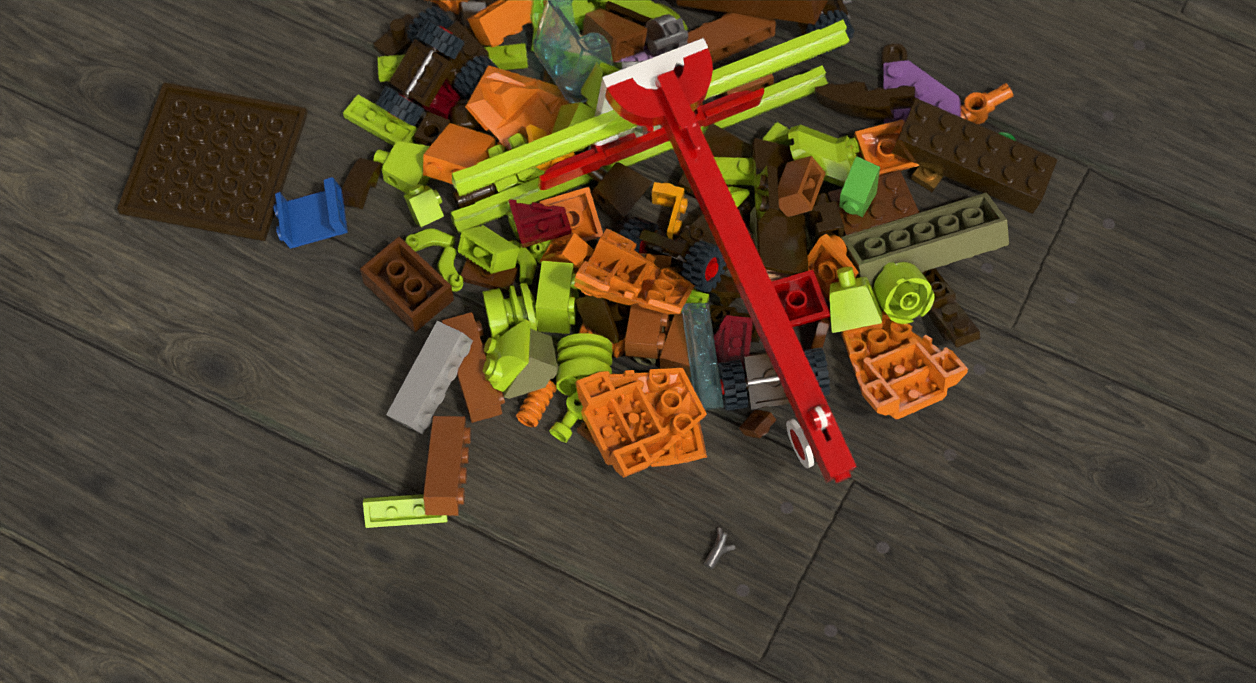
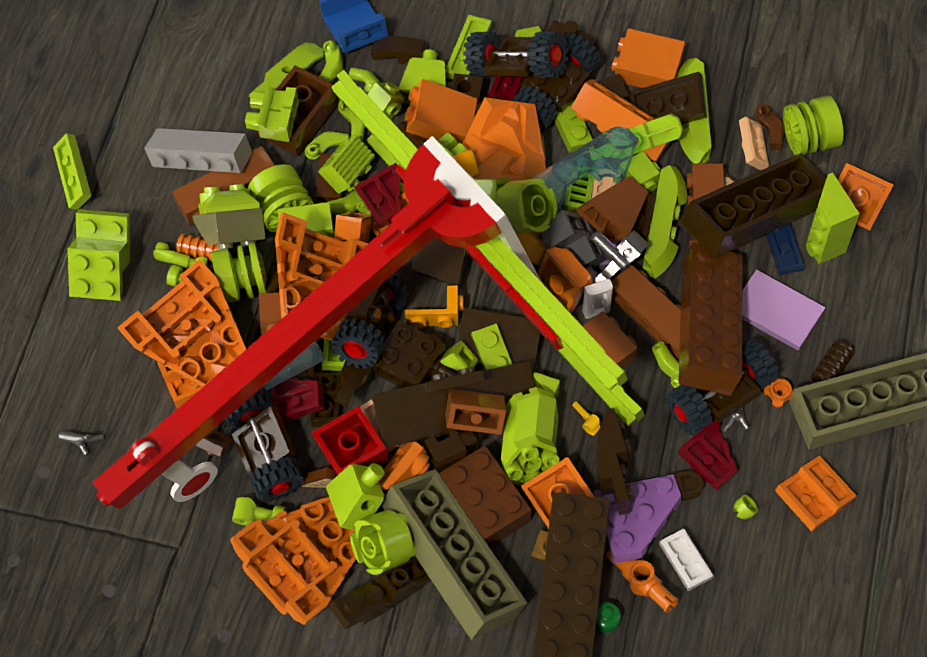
camera: 75 degrees right, 0 degrees up
(344, 277) = (301, 56): none -> lime piece
(354, 244) = (334, 61): none -> lime arm
(389, 215) = (363, 76): none -> lime arm
(421, 290) = (276, 113): none -> lime hips
(446, 466) = (112, 185): dark orange brick -> none
(521, 492) = (99, 255): none -> lime bracket
(531, 441) = (164, 254): none -> lime arm
(770, 40) = (667, 362): none -> lime arm
(816, 112) = (591, 424): none -> yellow hand
(839, 404) = (247, 511): none -> lime leg
(860, 187) = (480, 465): bright green slope -> none
(876, 32) = (710, 456): none -> dark red wing
(928, 17) = (745, 507): none -> lime hinge
(965, 73) = (686, 559): none -> white plate

